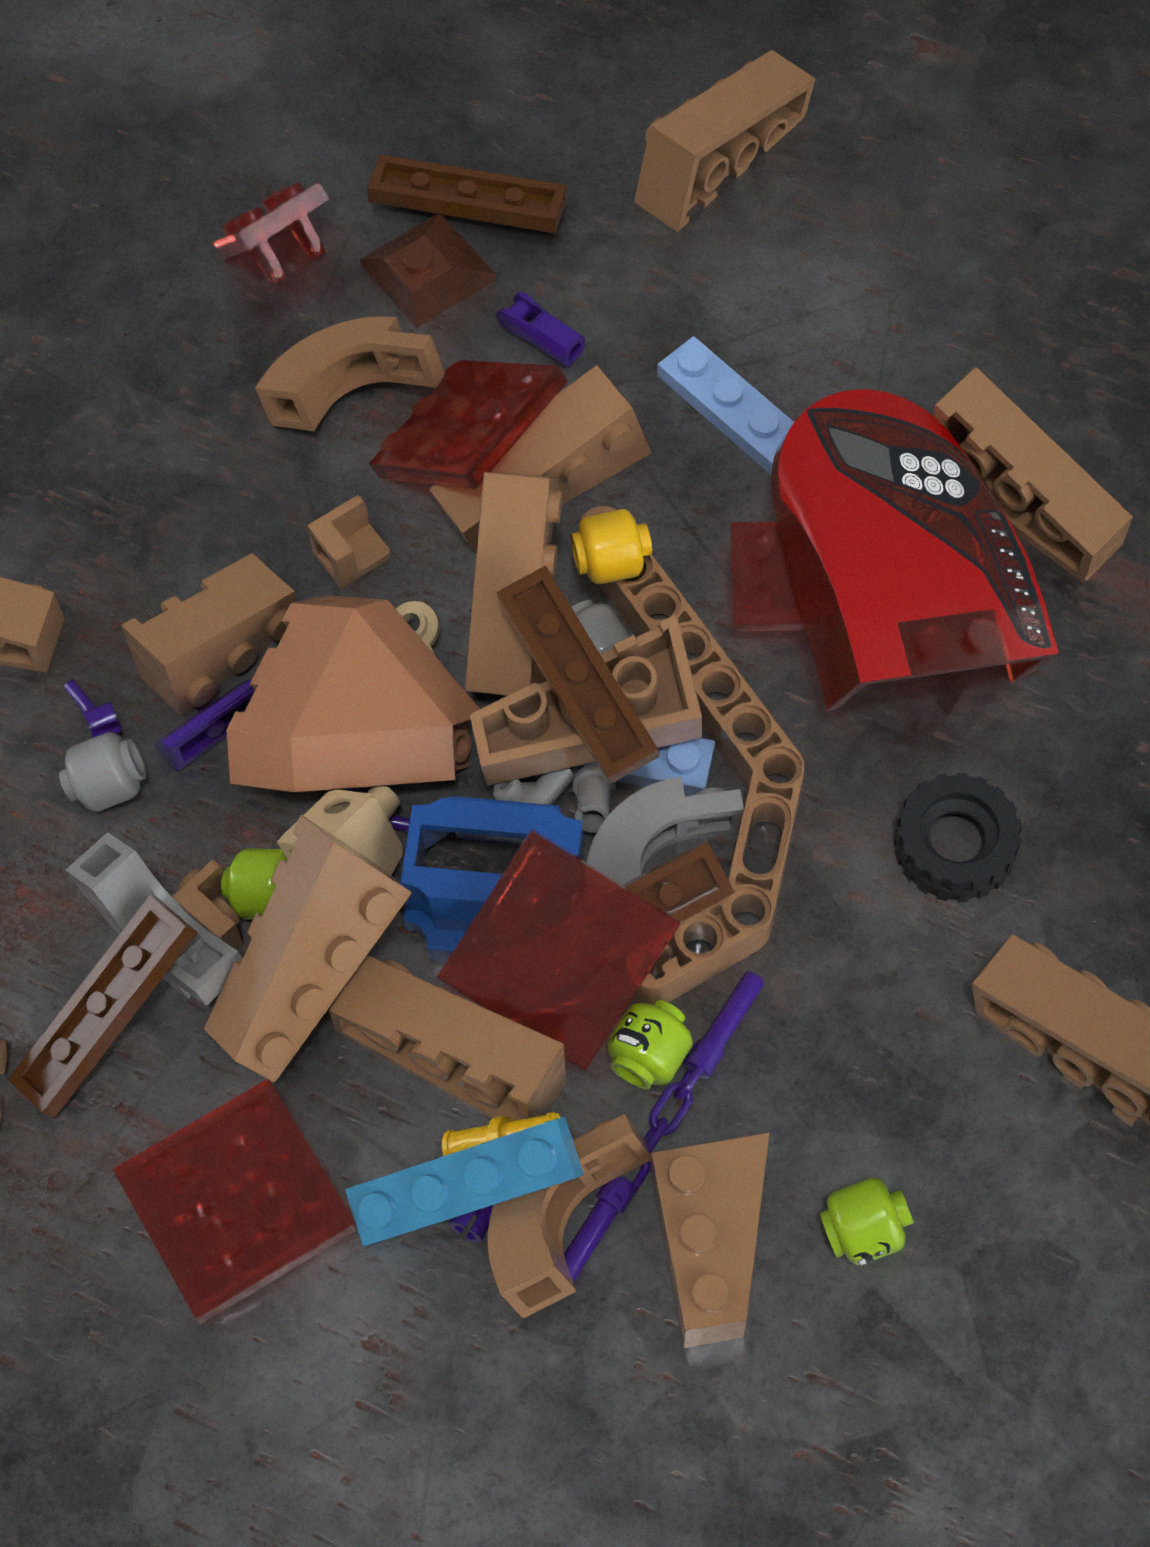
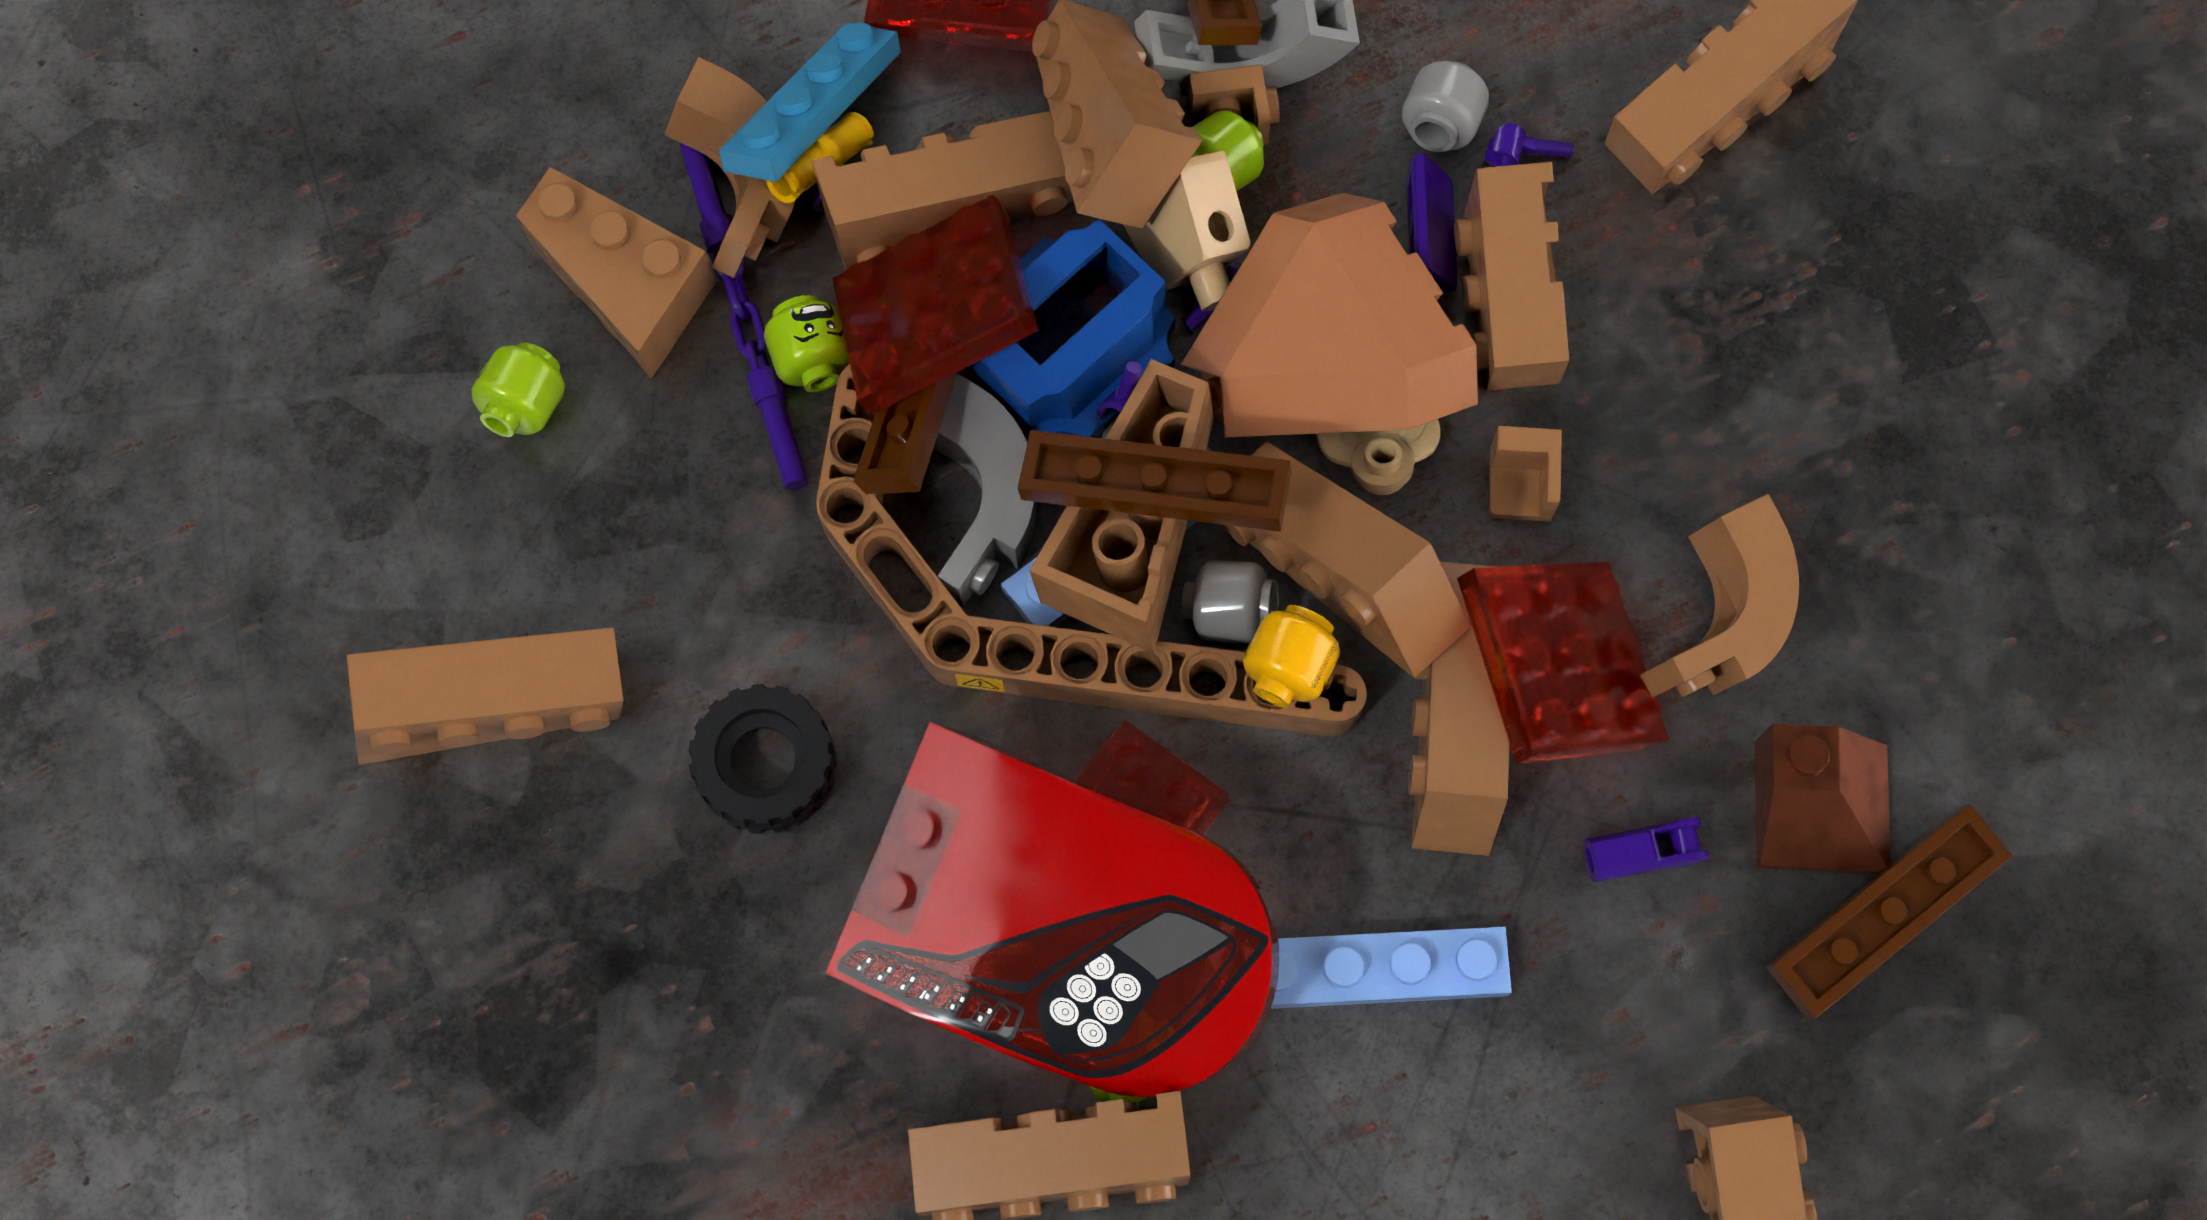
camera: 130 degrees right, 10 degrees up
(282, 209) = (1987, 665): clear red plate -> none
(517, 786) = (1119, 397): none -> dark purple hand

